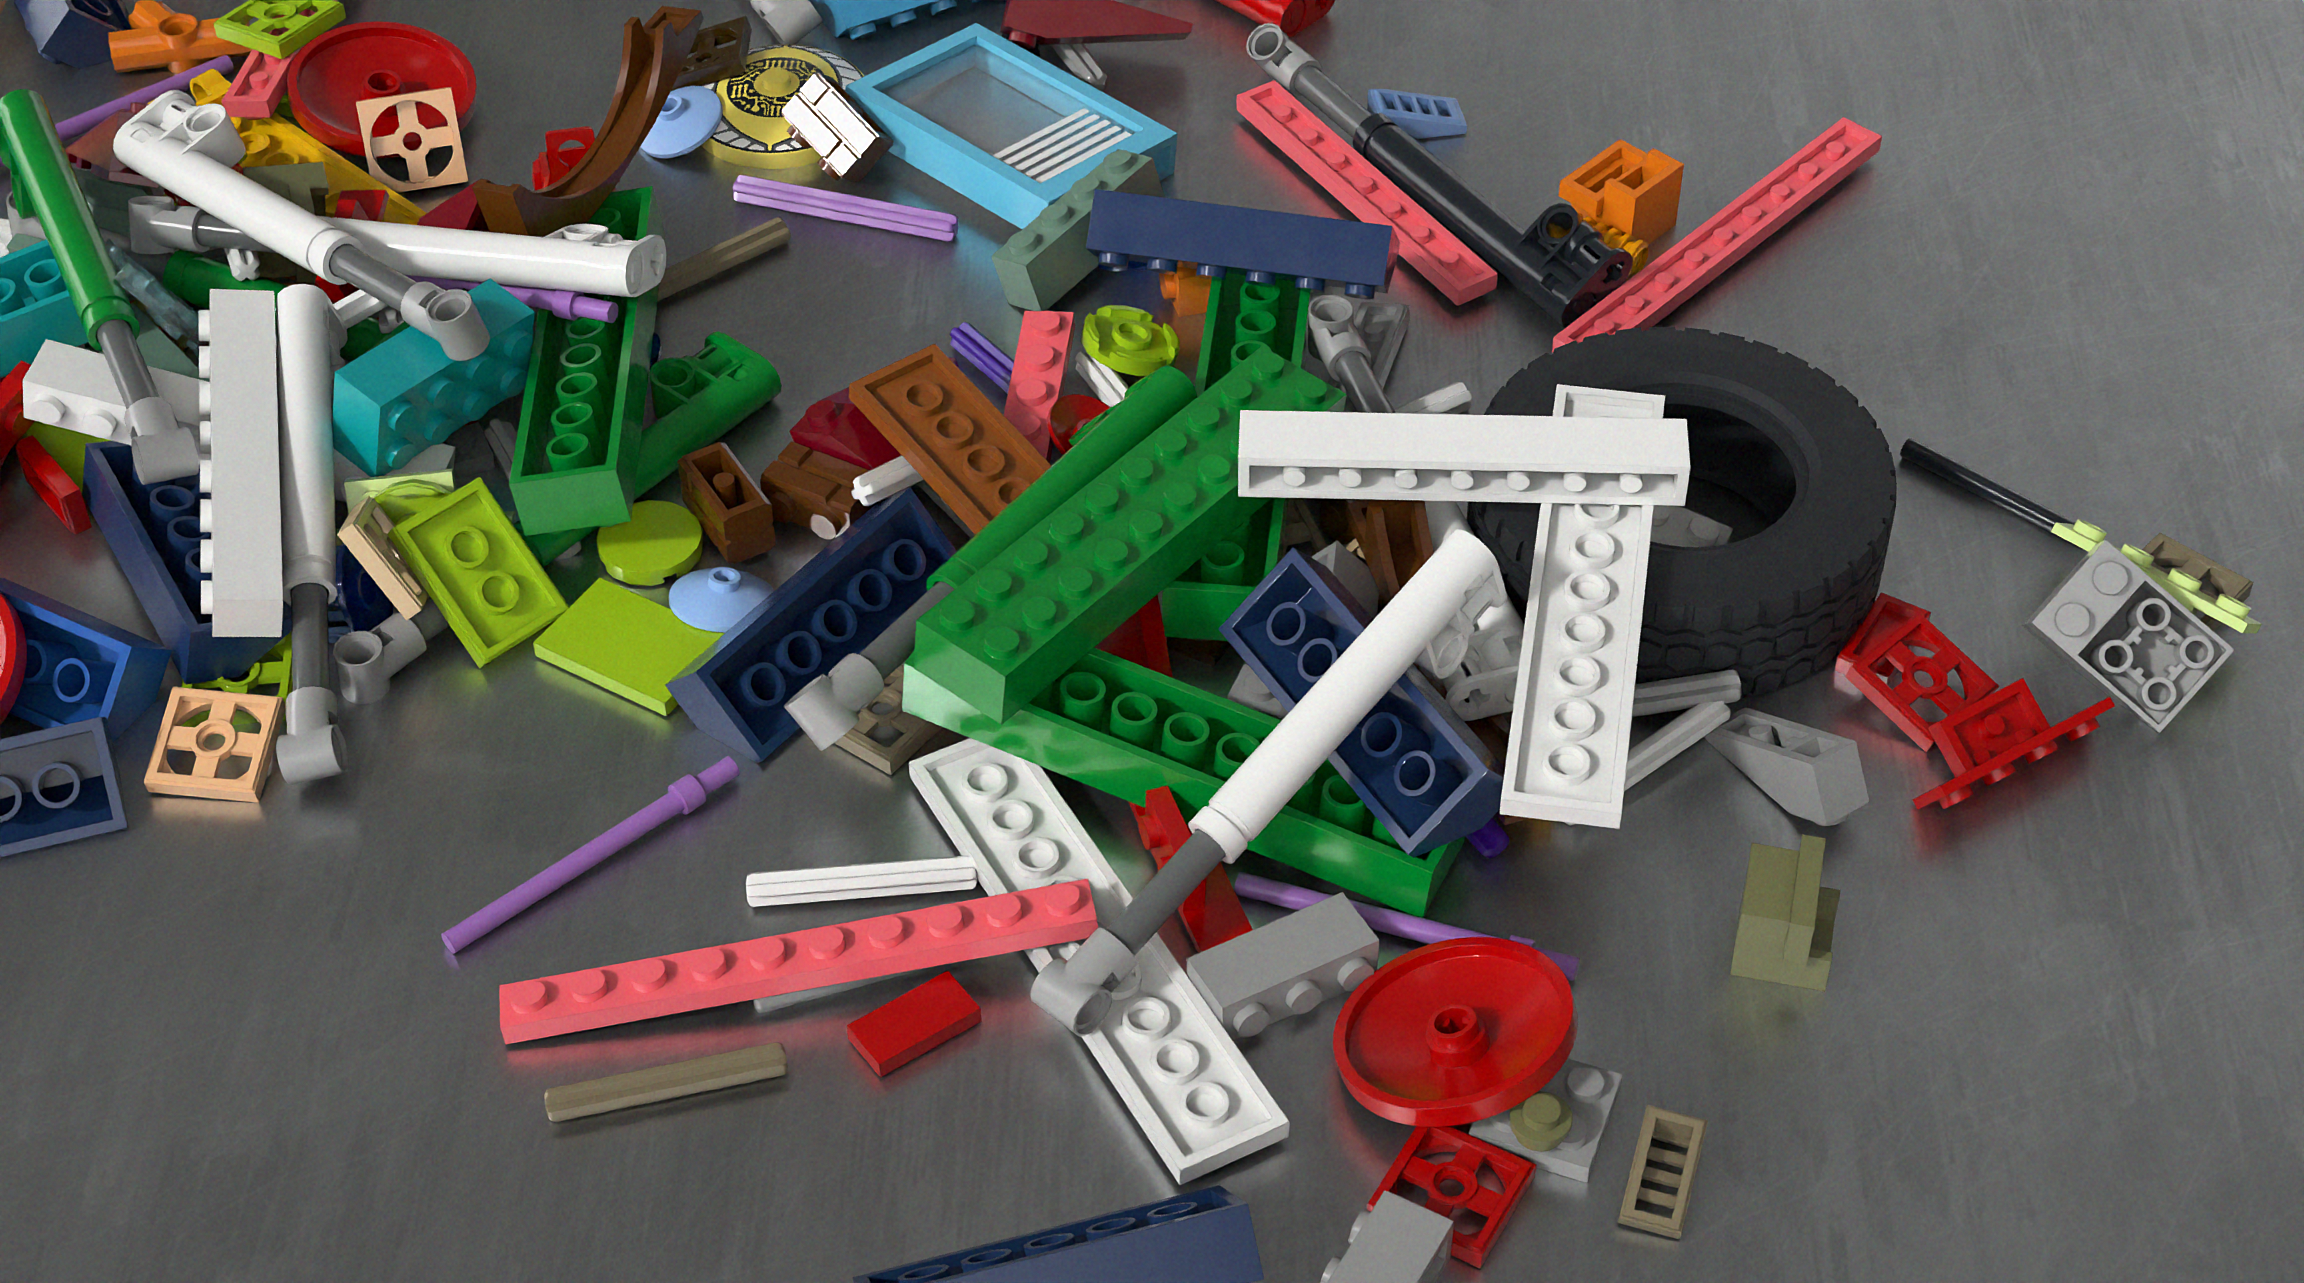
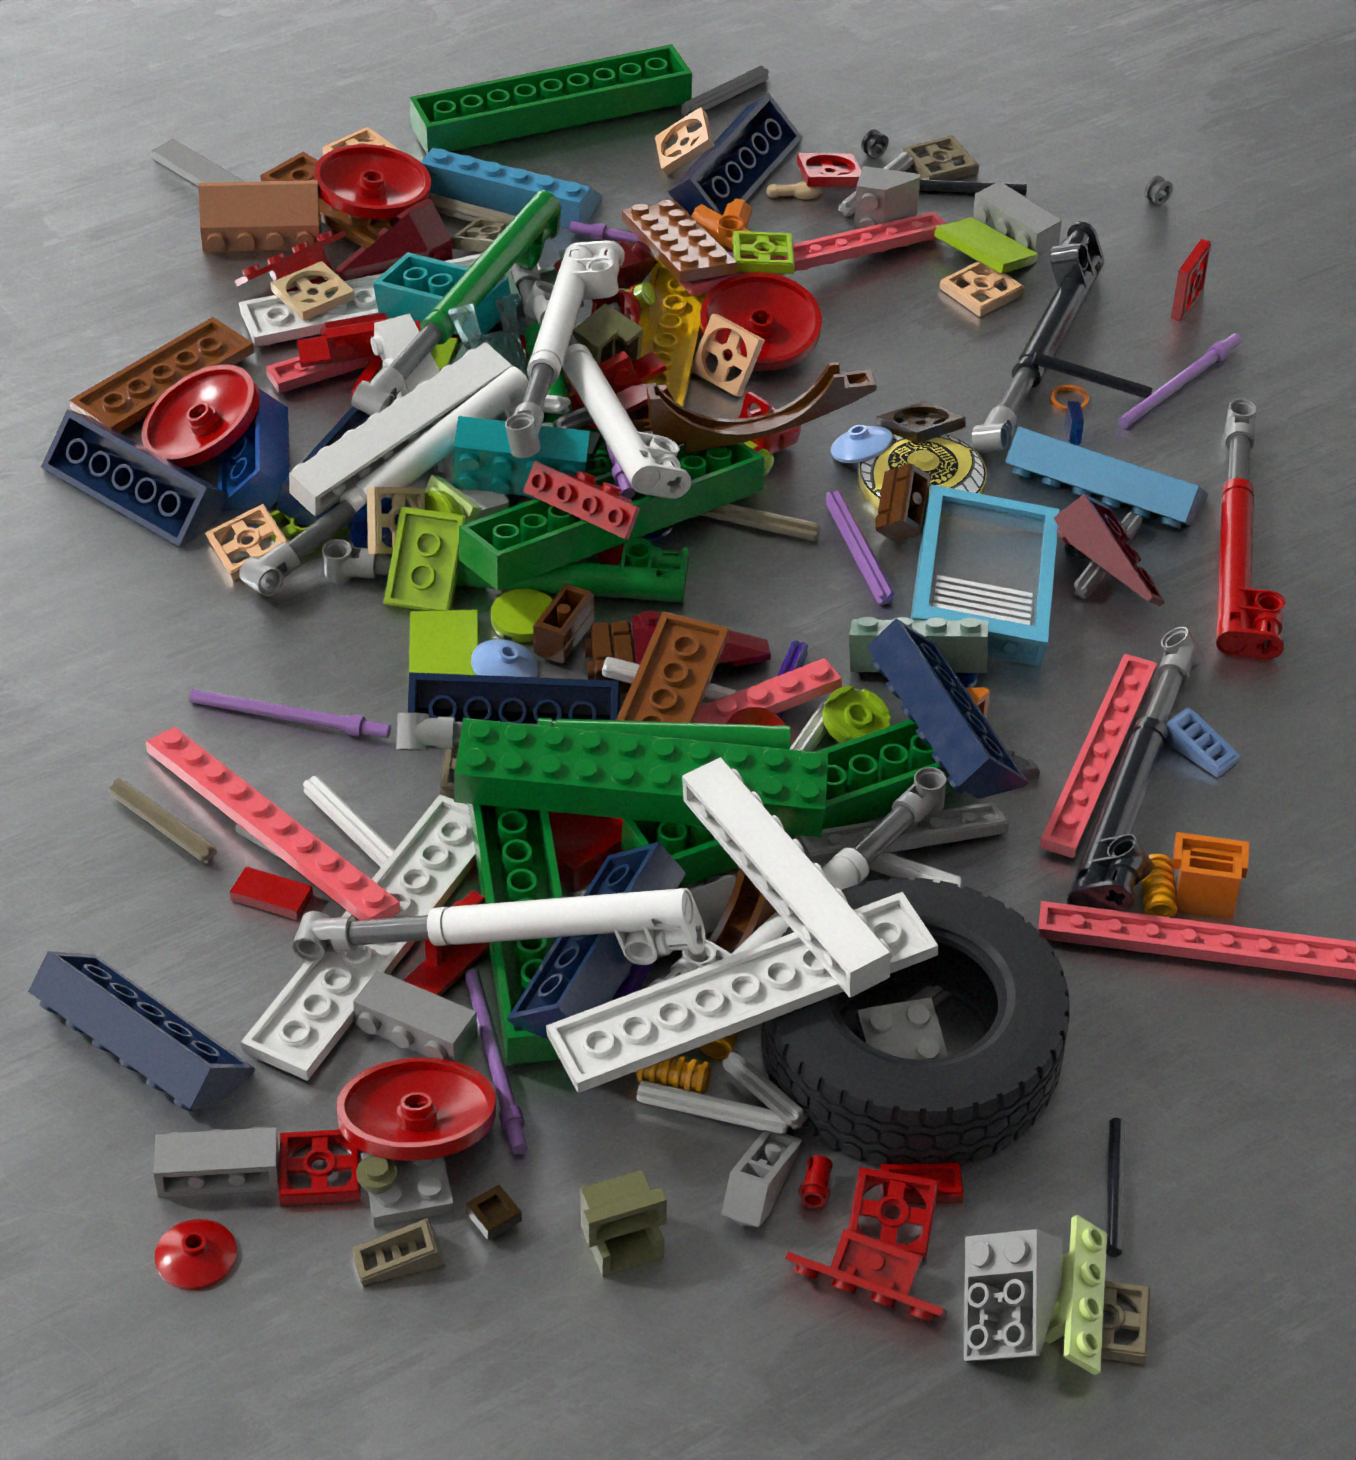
camera: 55 degrees right, 0 degrees up
(208, 73) = (679, 241): none -> dark orange plate
(596, 348) = (583, 498): none -> red bracket
(1666, 1041) = (493, 1212): none -> dark brown plate
(1825, 718) = (815, 1189): none -> red pin

